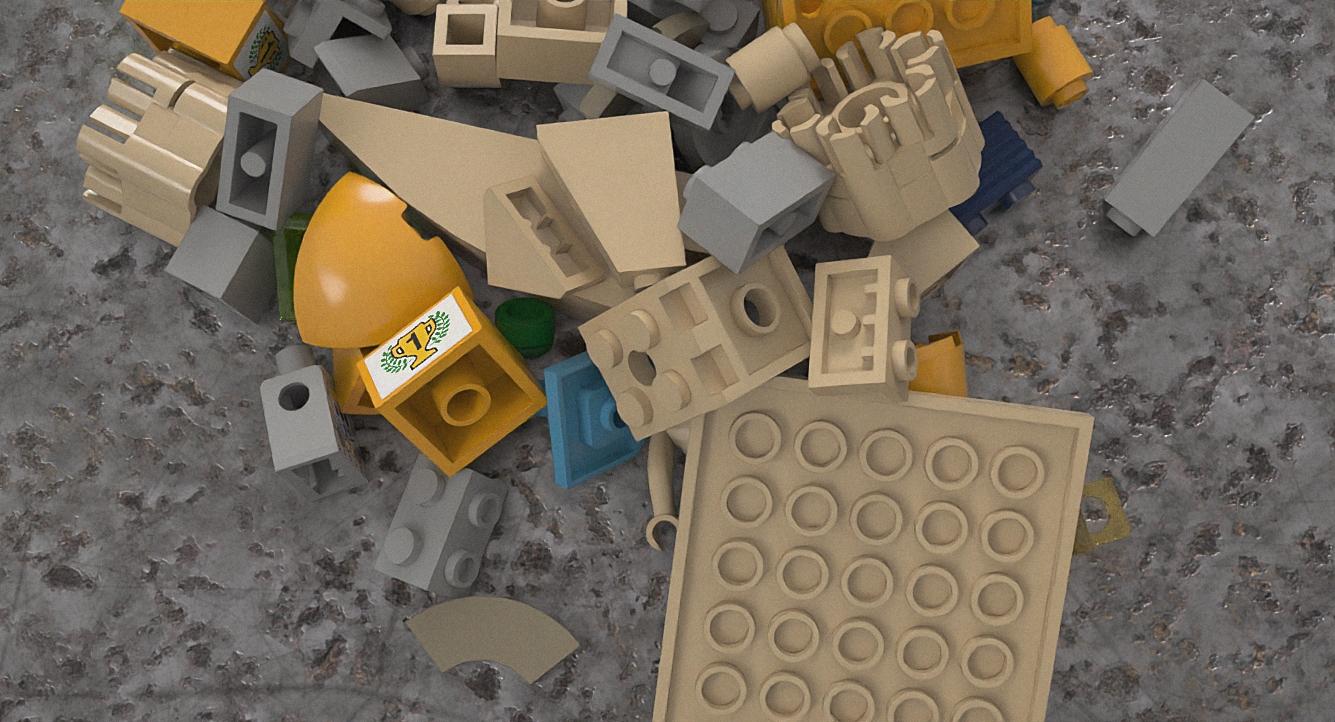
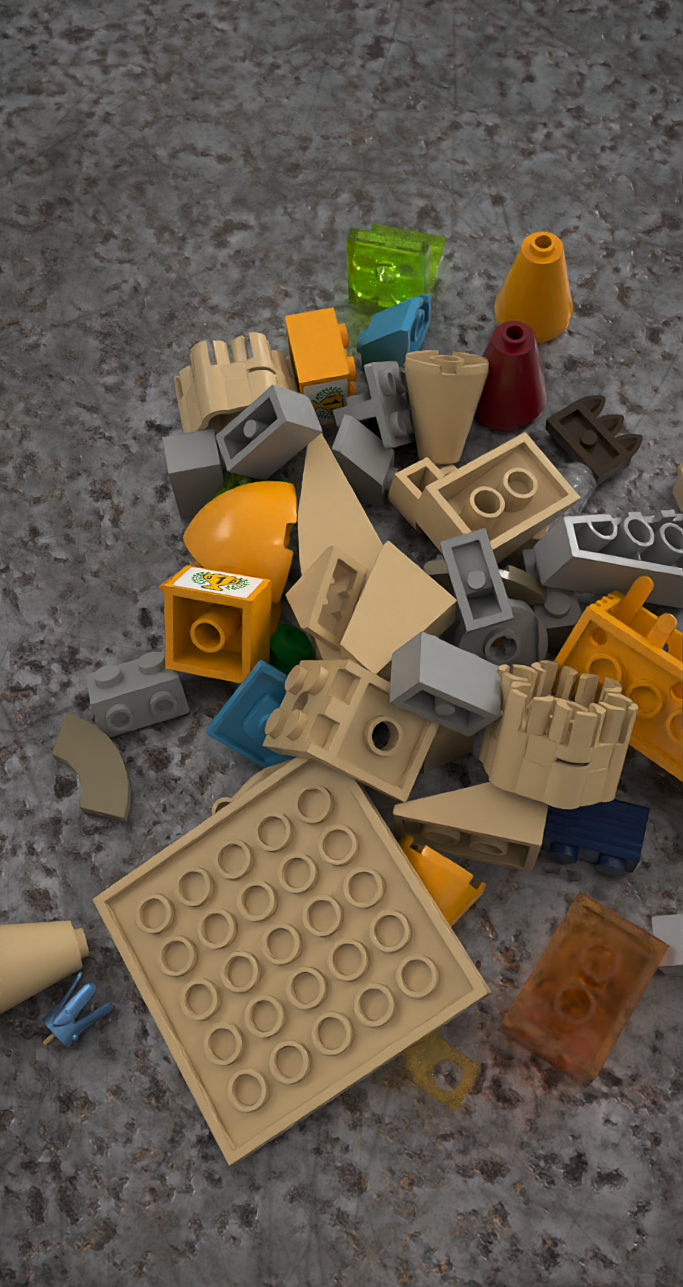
camera: 55 degrees right, 15 degrees down
(307, 432) = (131, 580): light grey torso -> none
(771, 67) = (538, 641): tan brick -> none
(863, 328) = (425, 808): tan bracket -> none
(1125, 320) = (583, 989): none -> clear orange slope

